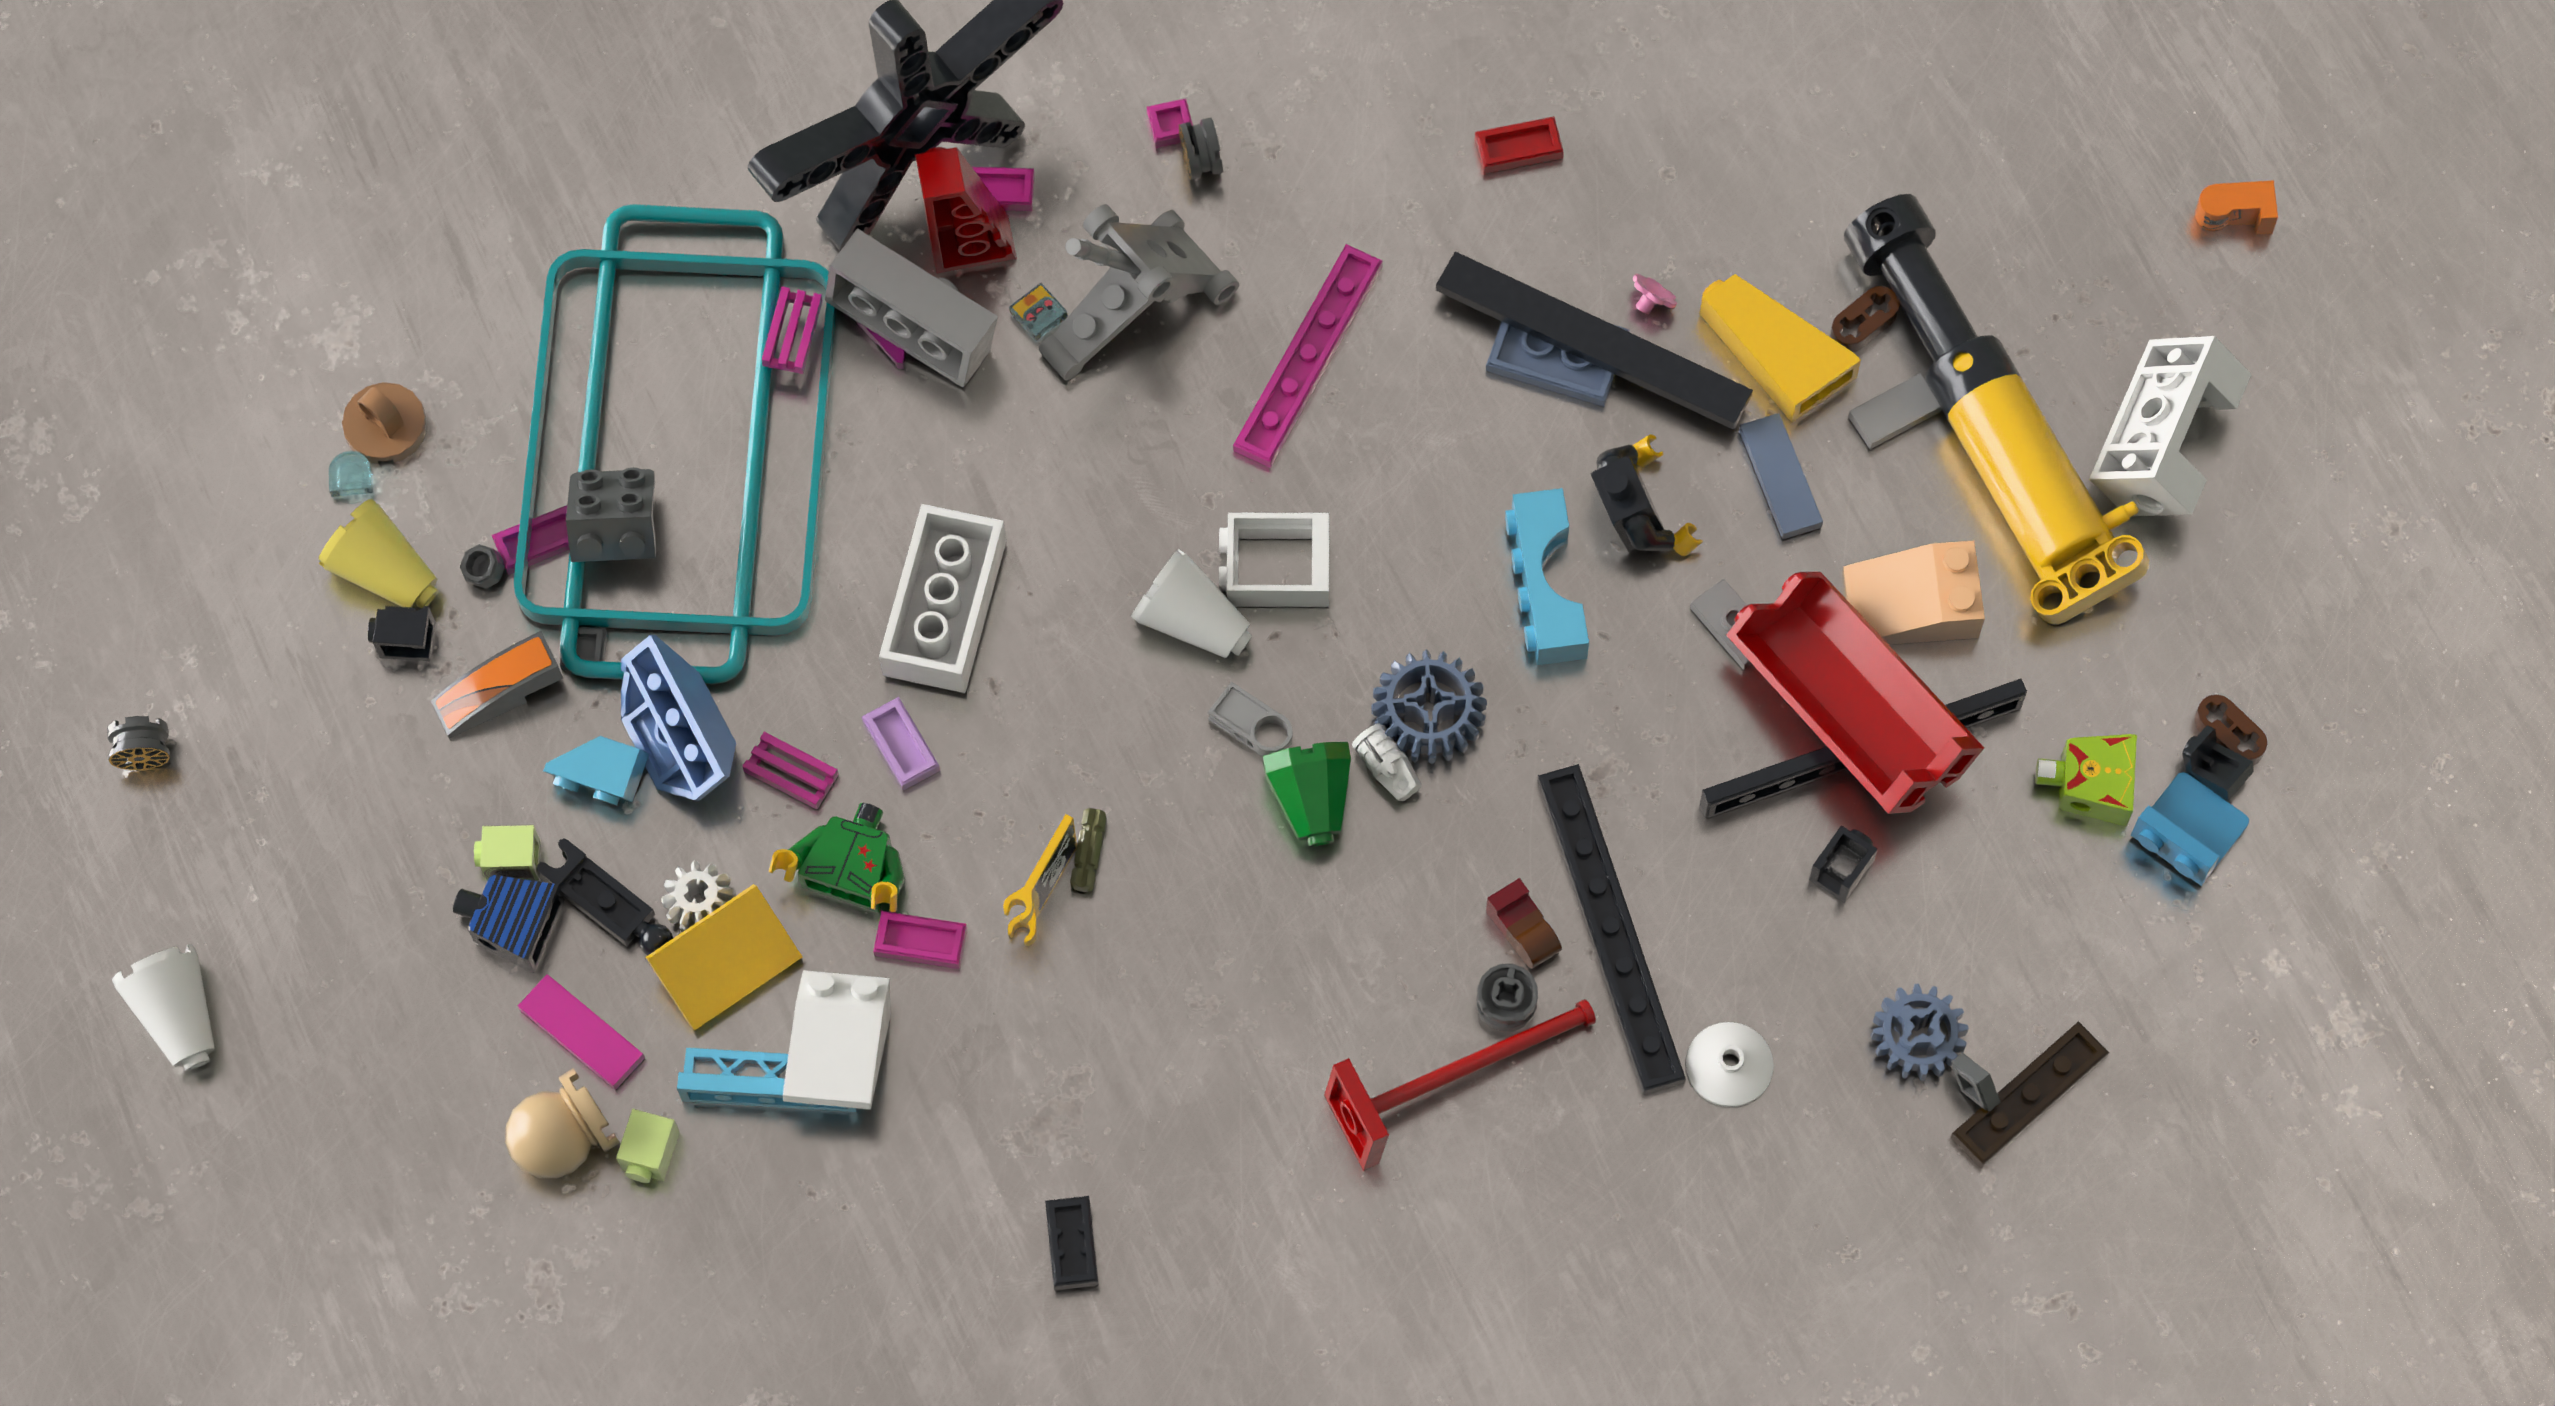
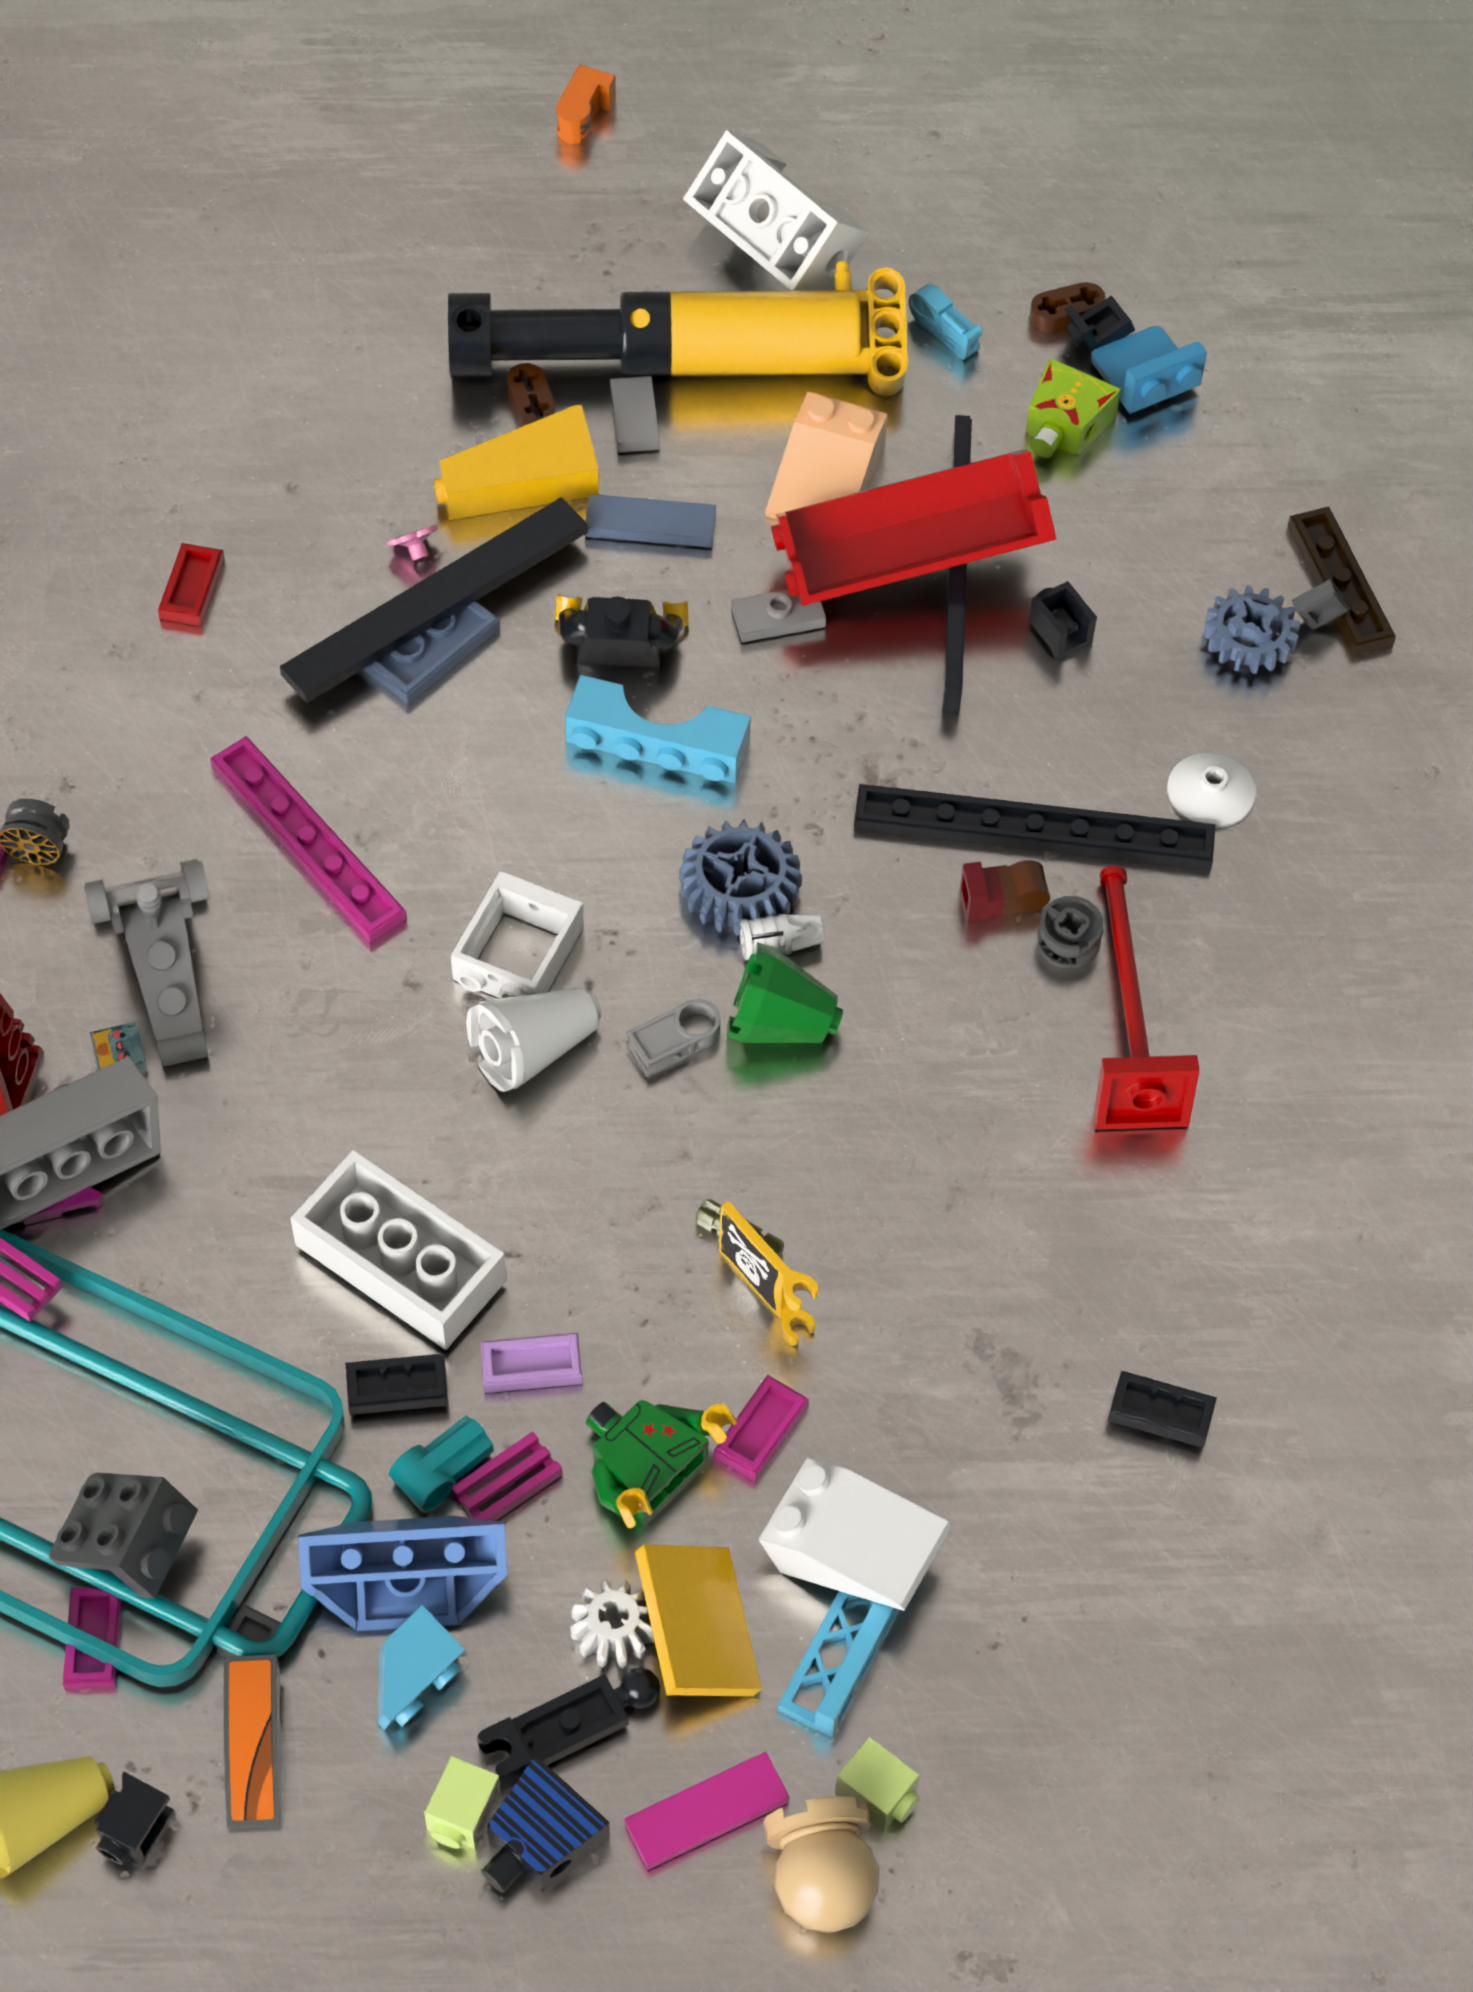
camera: 70 degrees left, 10 degrees down
(482, 566) = (96, 1705): dark grey tile -> none
(770, 710) = (431, 1471): none -> teal piece
(834, 652) = (396, 1384): none -> black plate
(2147, 627) = (937, 315): none -> medium azure piece

